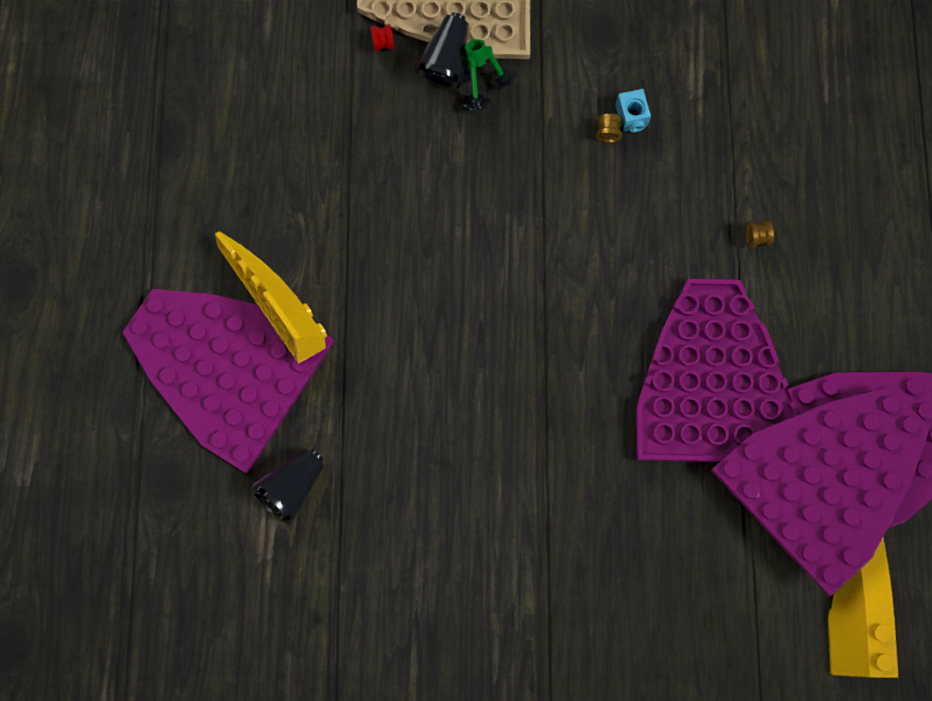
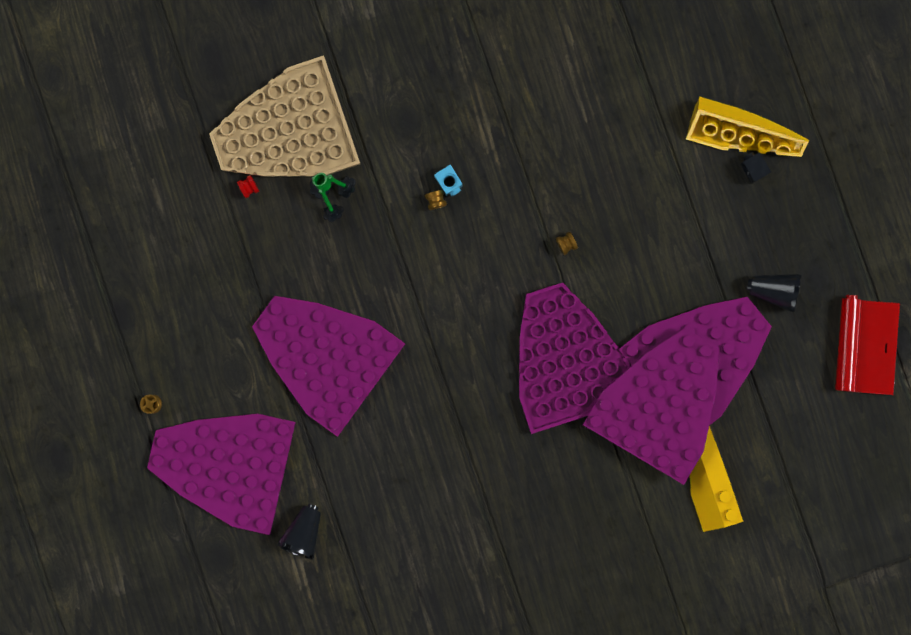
camera: 15 degrees left, 10 degrees up
(155, 250) = (147, 405): none -> pearl gold wheel
(276, 300) = (245, 410): yellow wedge -> none
(403, 273) = (325, 356): none -> magenta wing
(446, 53) = (299, 186): black cone -> none

